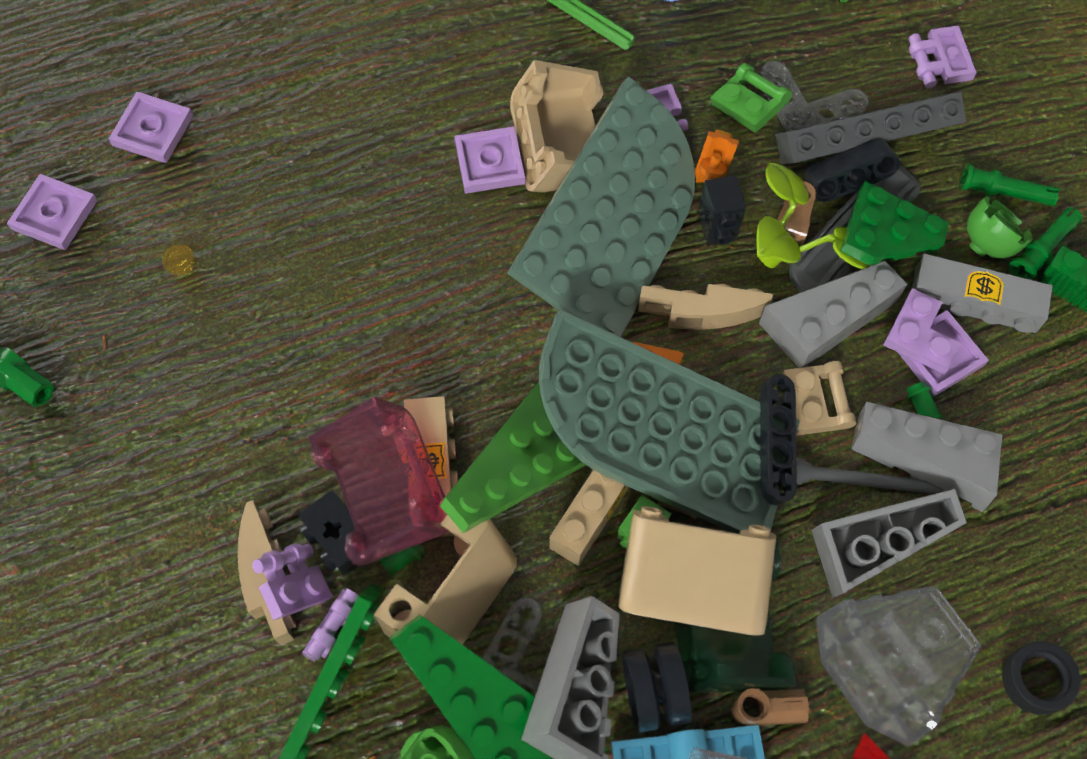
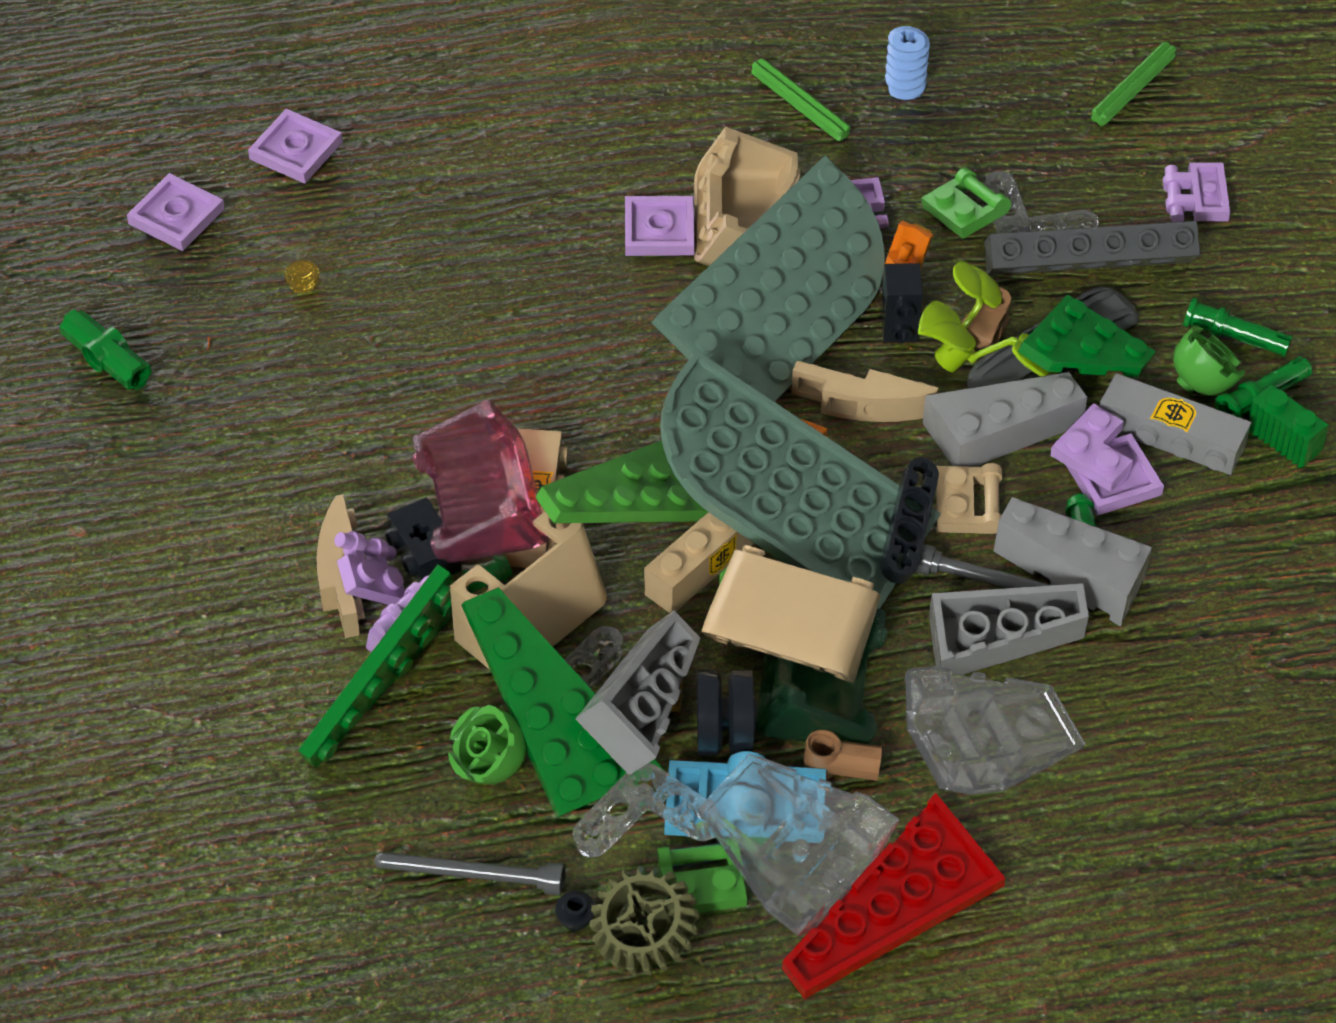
camera: 10 degrees right, 15 degrees down
(851, 168) = (1041, 280): black beam -> none
(1063, 663) = (1143, 752): black tyre -> none

